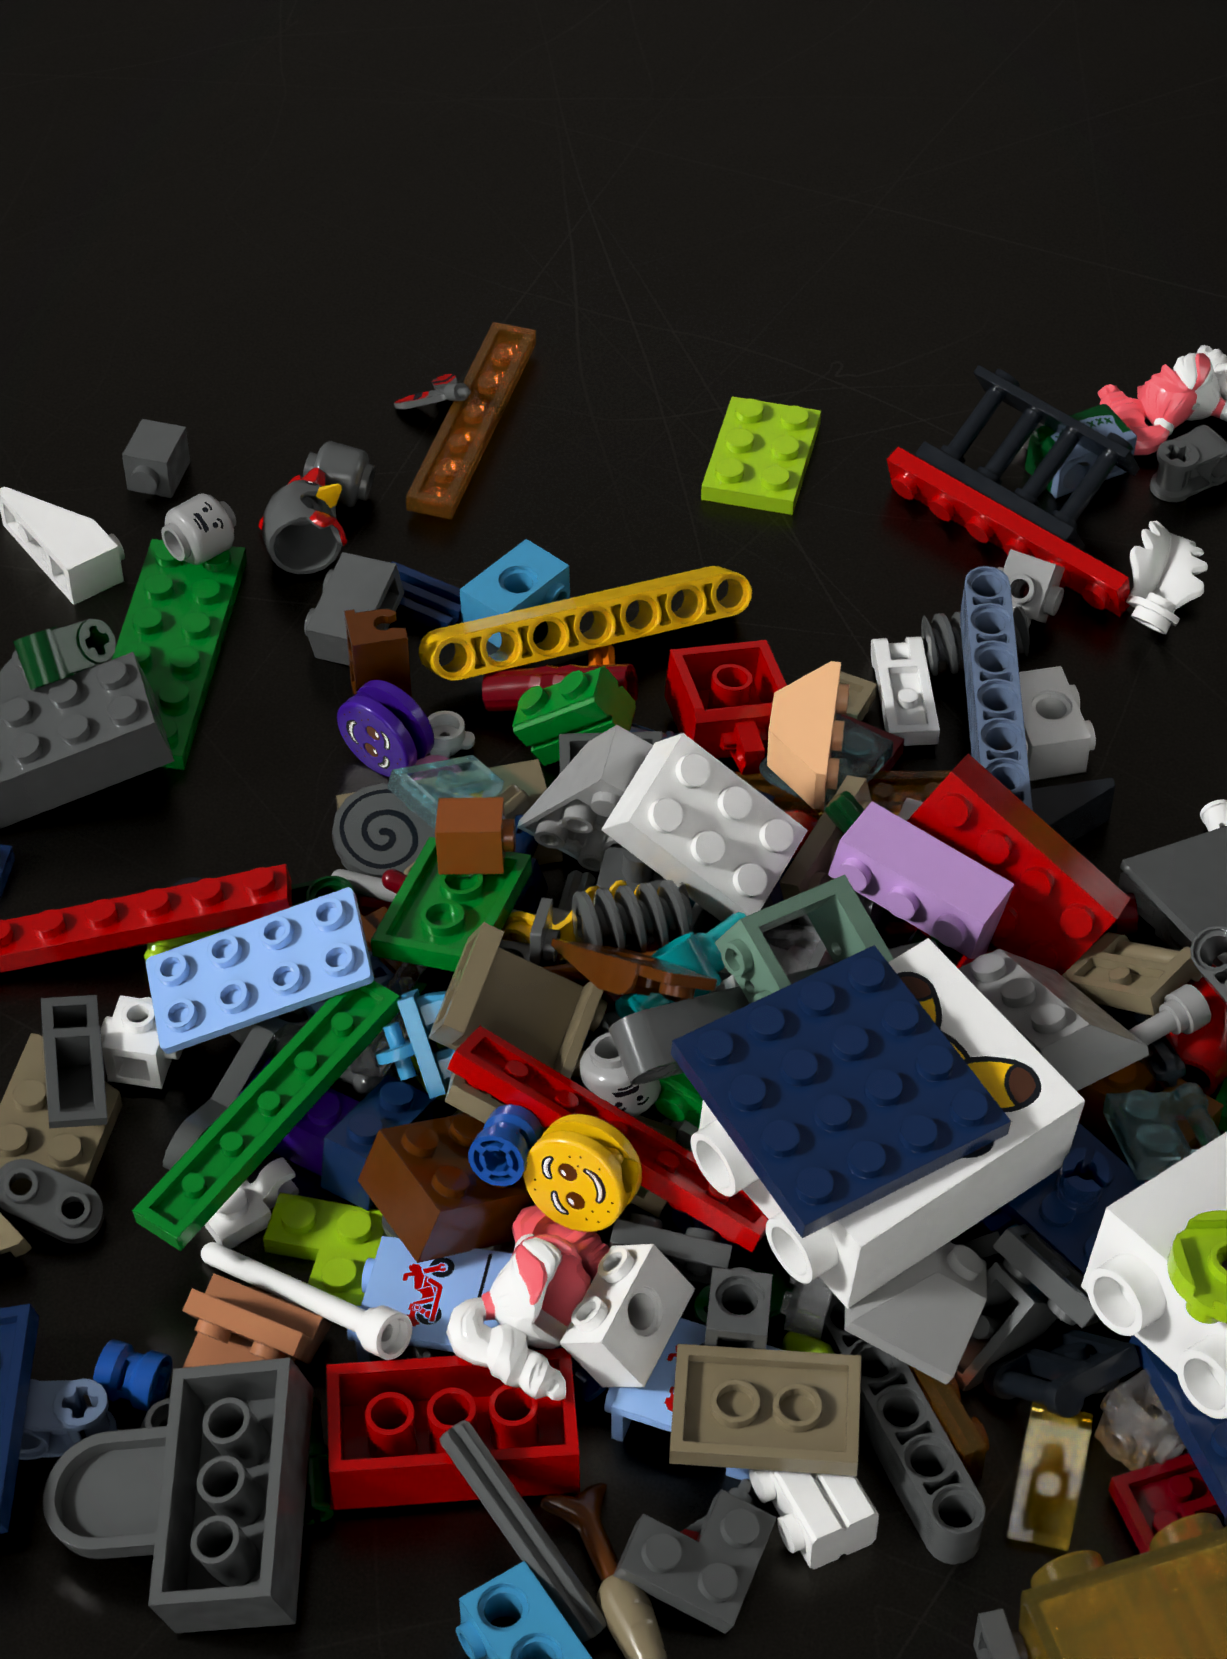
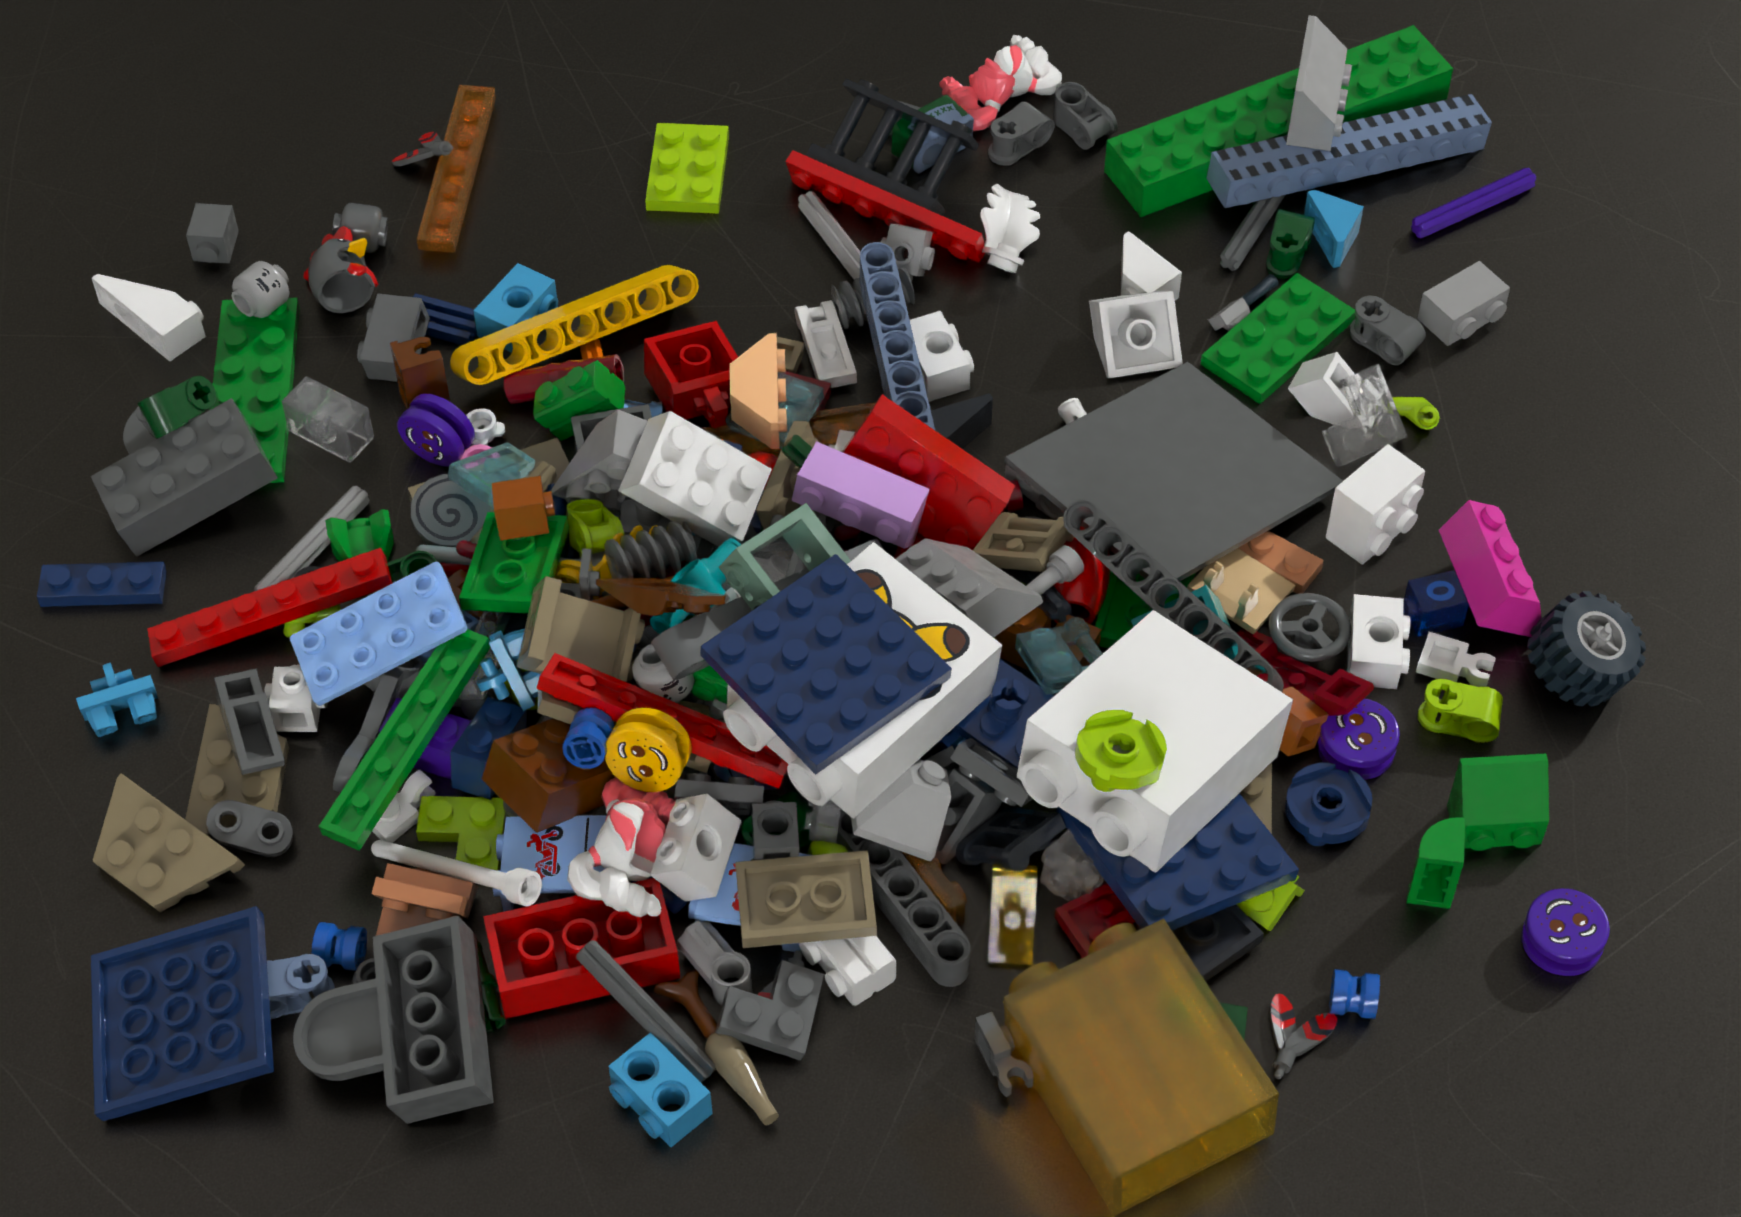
camera: 10 degrees left, 5 degrees up
(213, 841) = (315, 539): none -> light grey axle
(253, 698) = (328, 419): none -> clear brick
(265, 845) = (360, 535): none -> green brick
(560, 871) = (591, 525): none -> lime piece
(630, 1473) = (714, 959): none -> light grey piece
(932, 553) = (831, 232): none -> light grey axle

